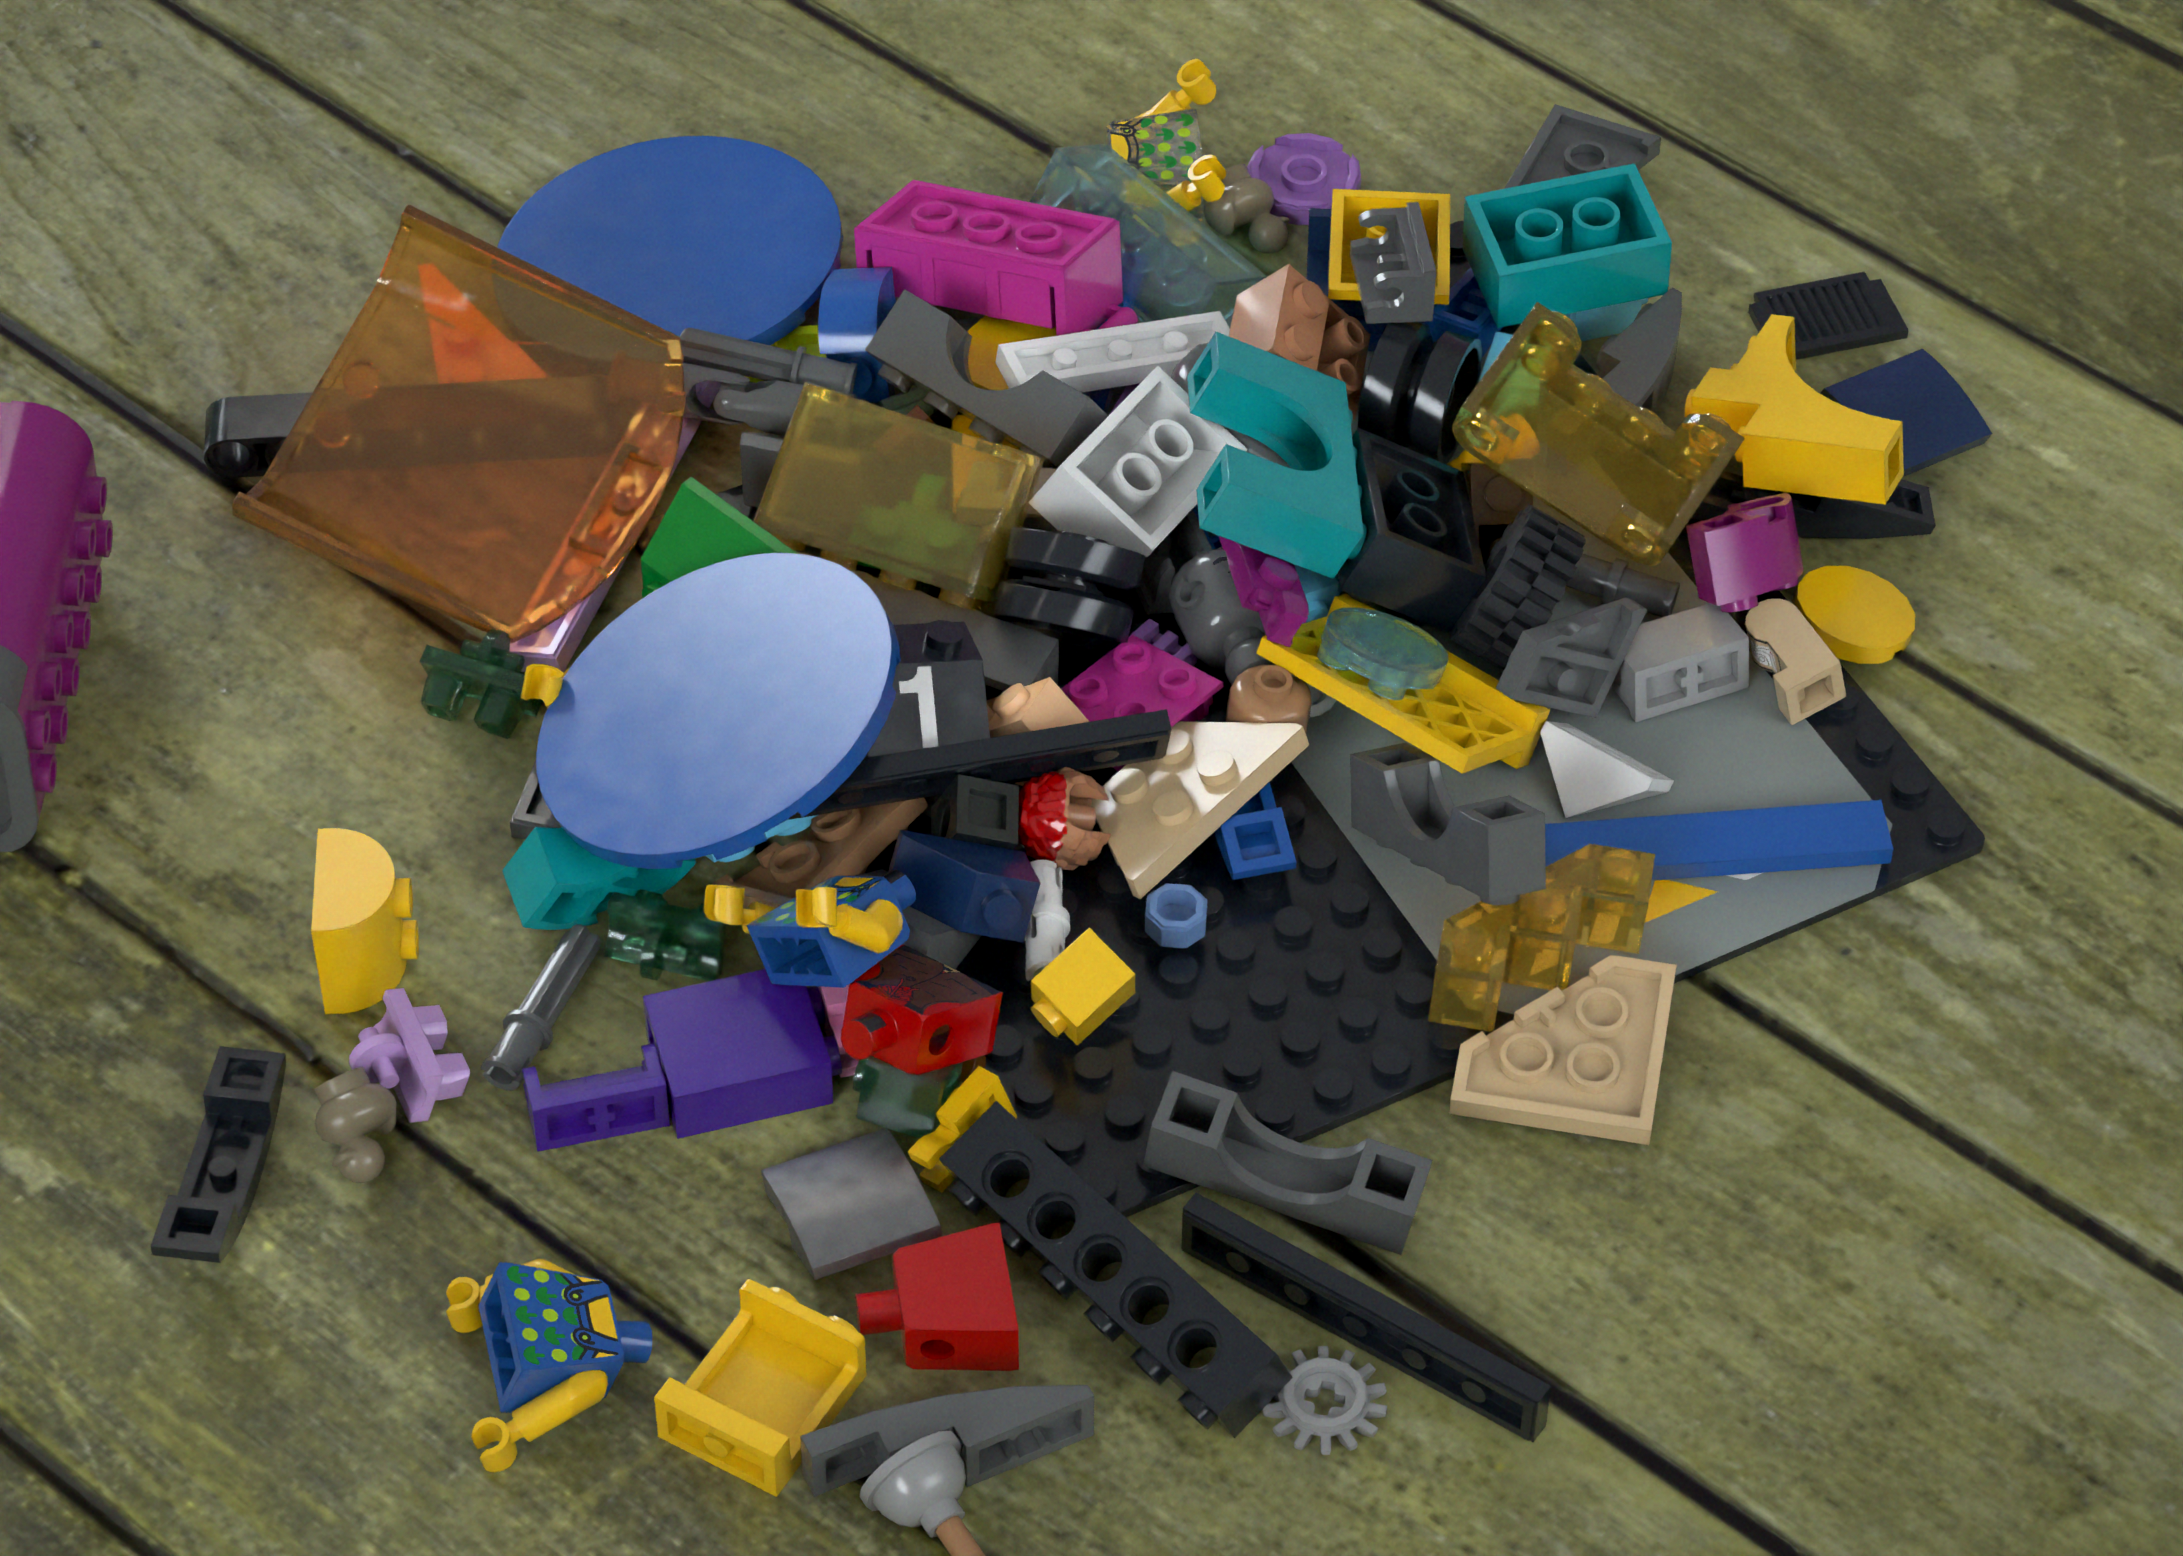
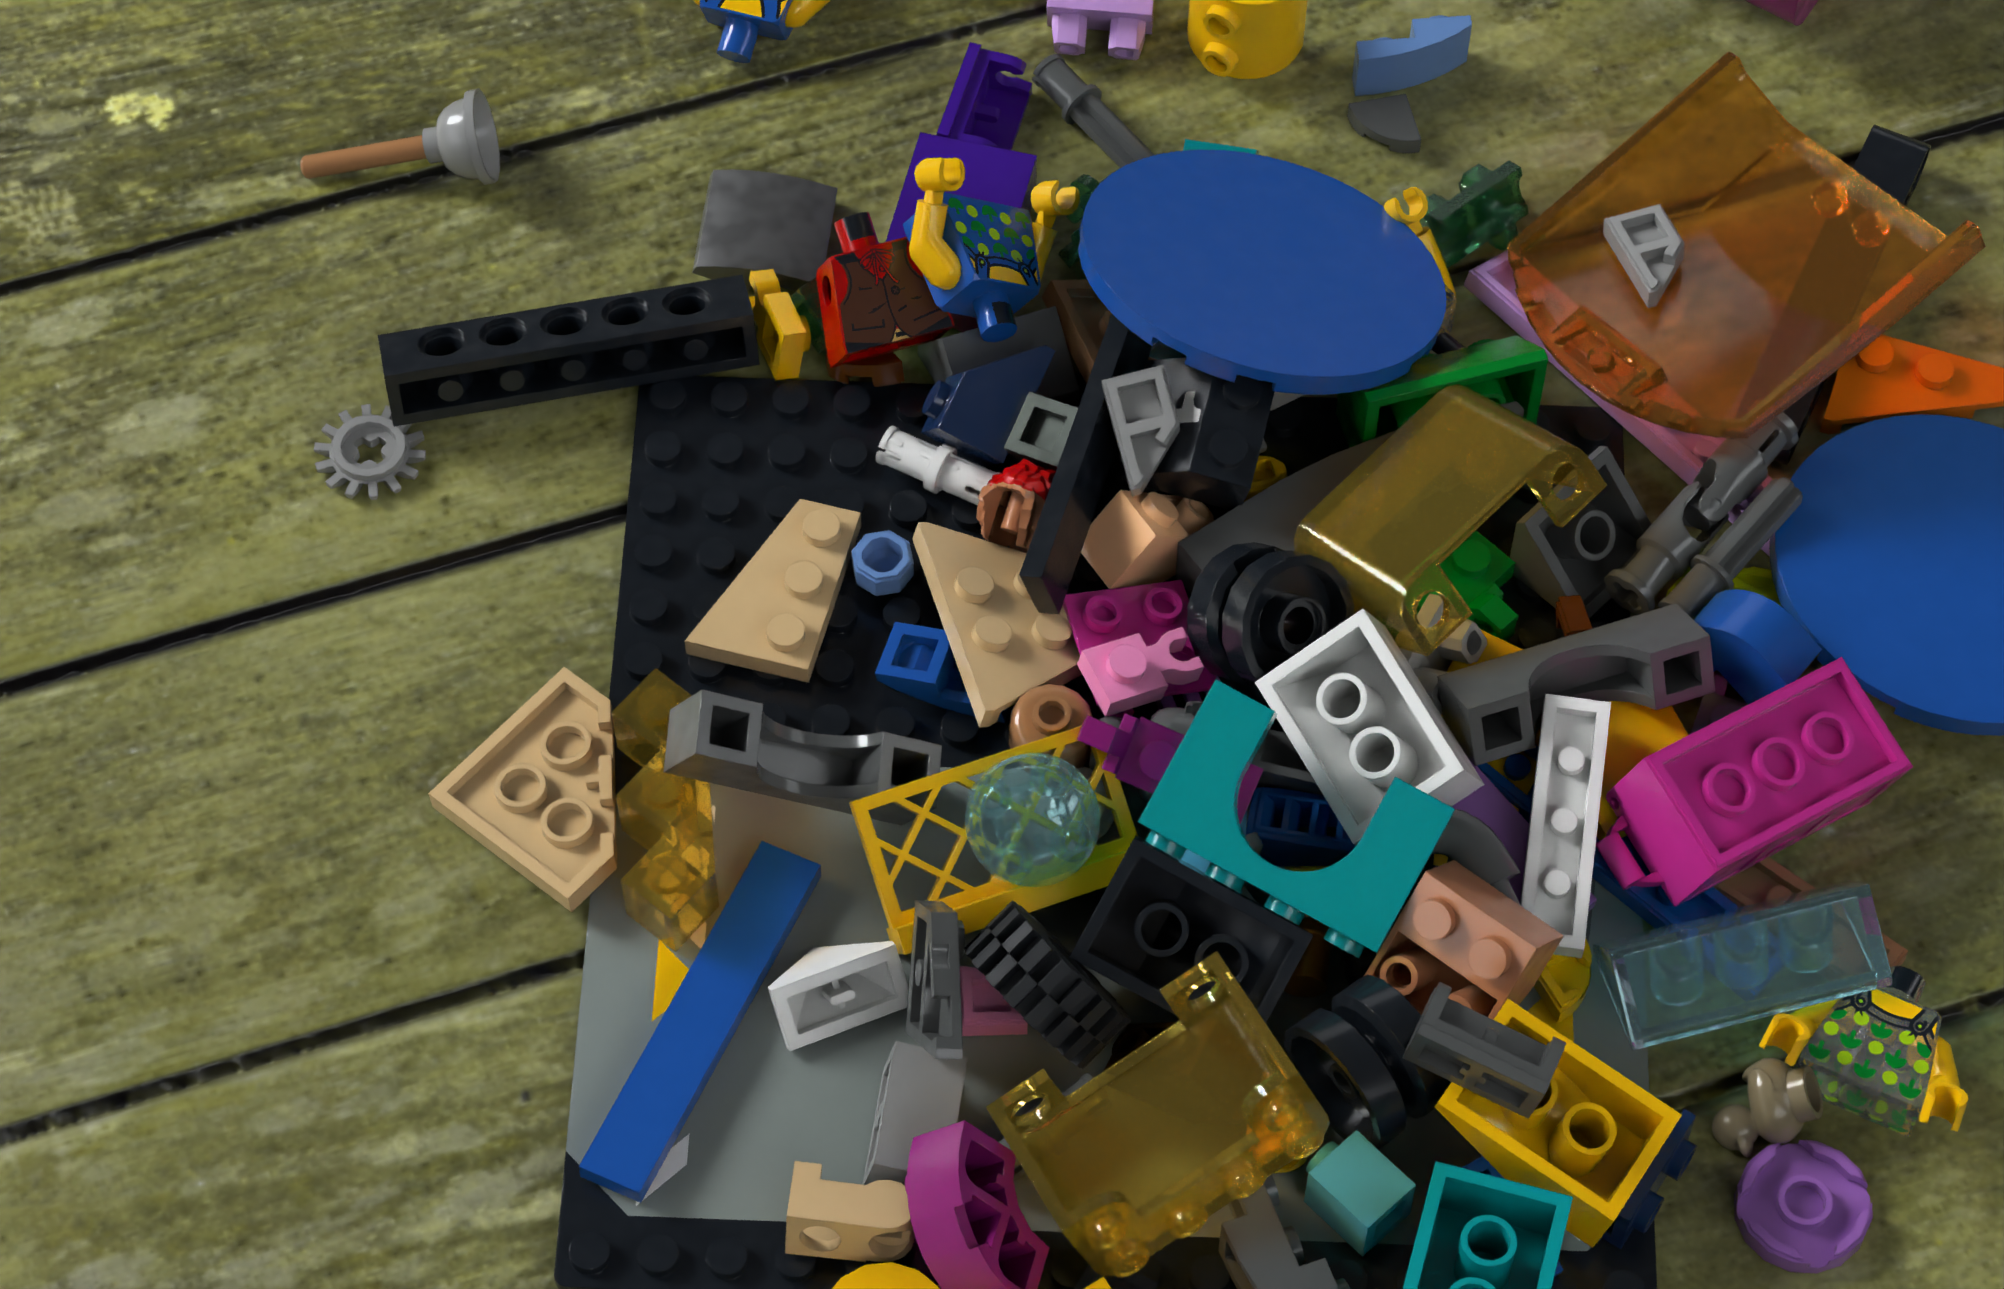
camera: 120 degrees right, 10 degrees up
(306, 793) = (1432, 50): none -> medium blue slope
(398, 800) = (1387, 121): none -> dark grey tile
(465, 533) = (1646, 249): none -> light grey tile
(763, 1387) = (631, 98): yellow panel -> none
(949, 1303) = (616, 239): red torso -> none
(954, 706) = (1142, 421): none -> light grey tile
(994, 1425) = (501, 195): dark grey slope -> none
(1081, 988) = (835, 438): yellow brick -> none
(1184, 659) = (1133, 674): none -> bright pink plate
(1265, 971) = (783, 596): none -> tan wing
(1351, 1190) = (623, 453): dark grey arch -> none
(1365, 1317) = (408, 497): black tile -> none

